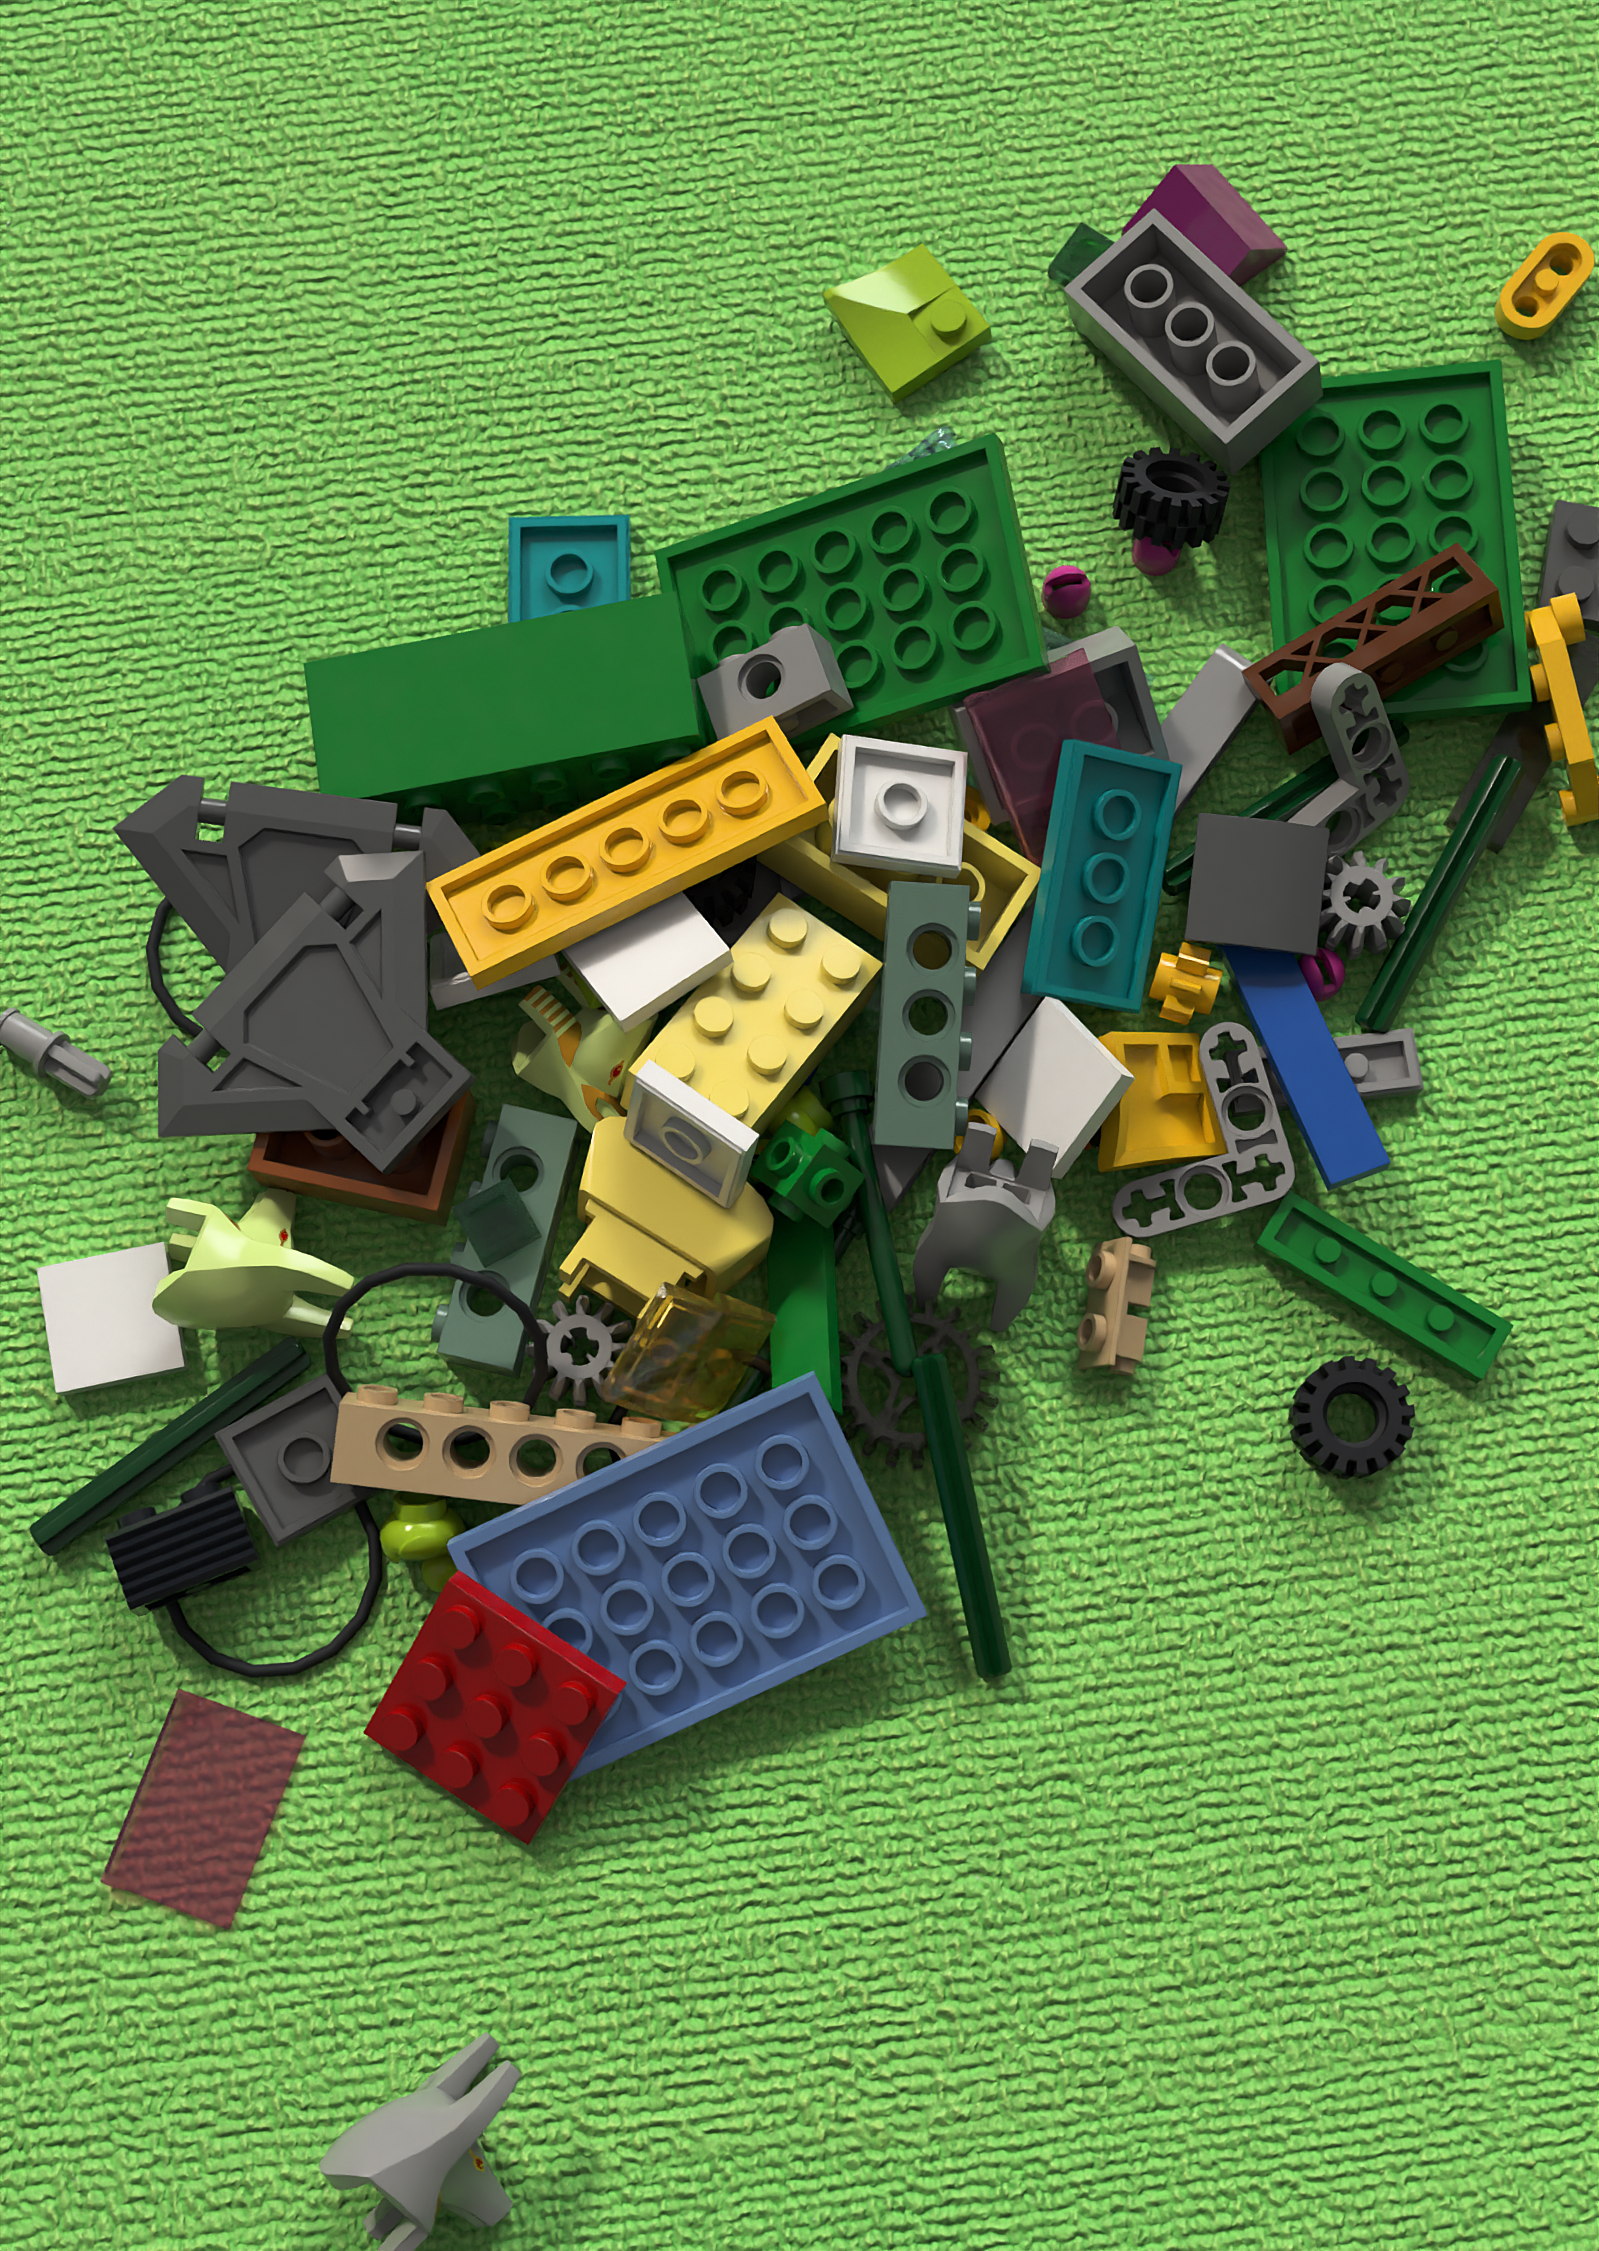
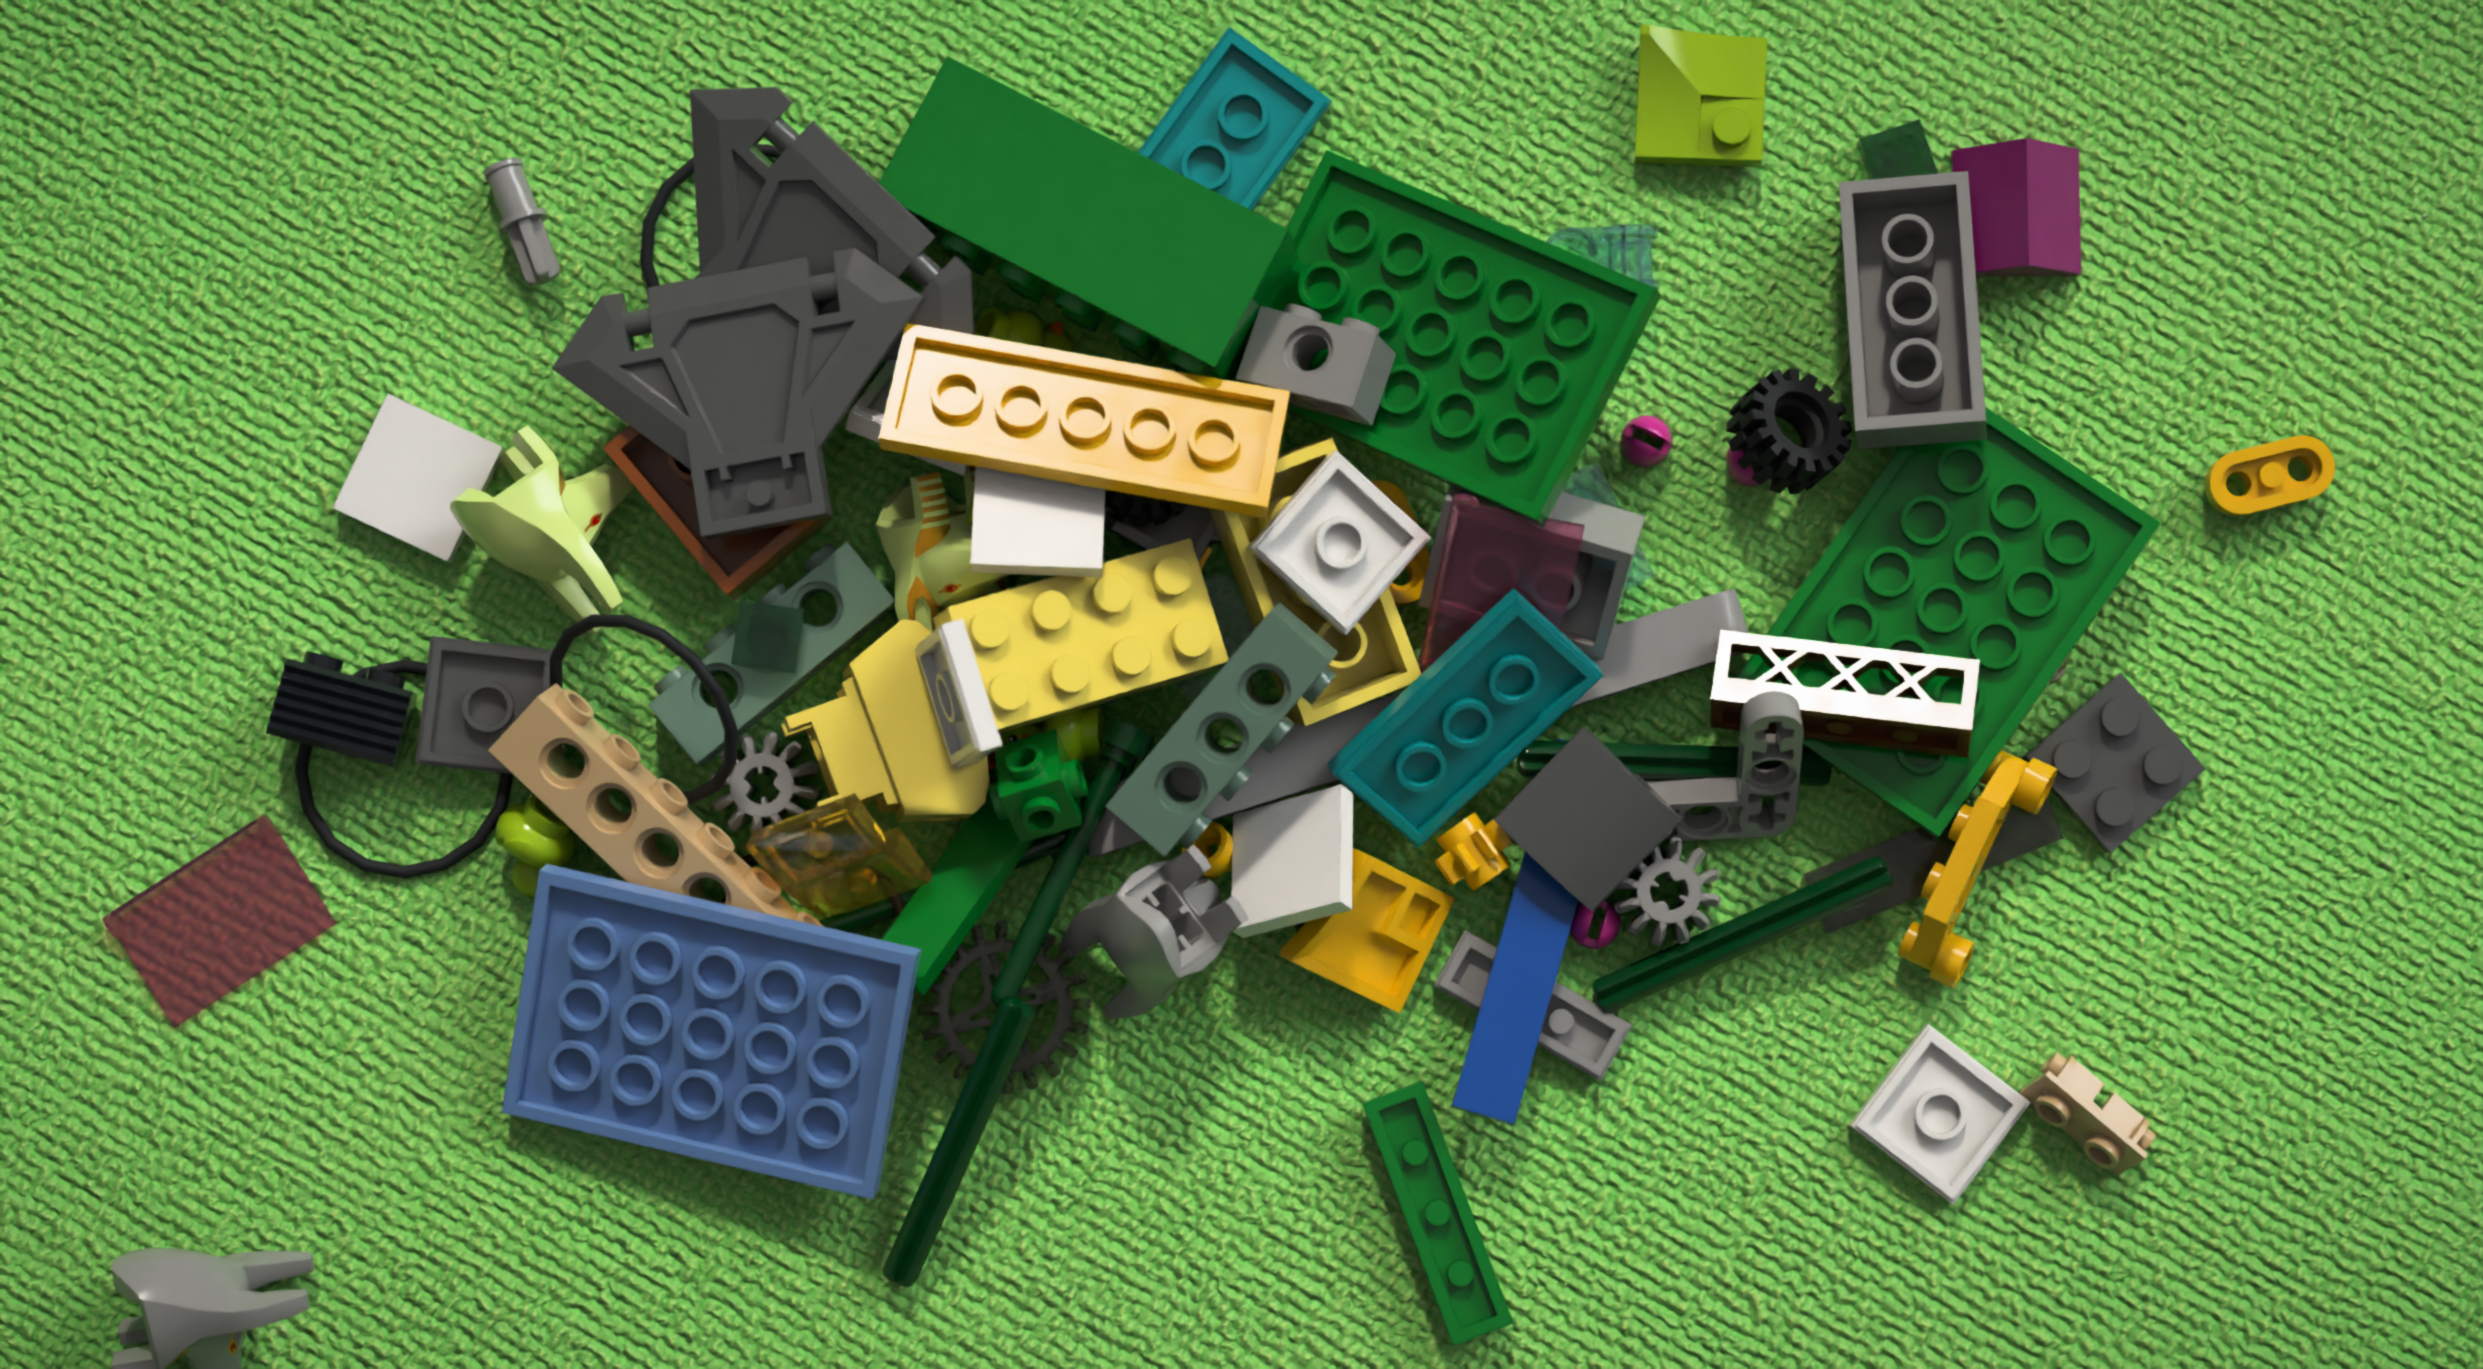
camera: 35 degrees right, 10 degrees up
(170, 1446) = (393, 617): dark green axle -> none
(494, 1707) = (490, 1016): red plate -> none
(1116, 1277) = (1190, 1084): tan hinge -> none
(1241, 1147) = (1412, 1016): light grey beam -> none
(1379, 1390) = (1328, 1336): black tyre -> none

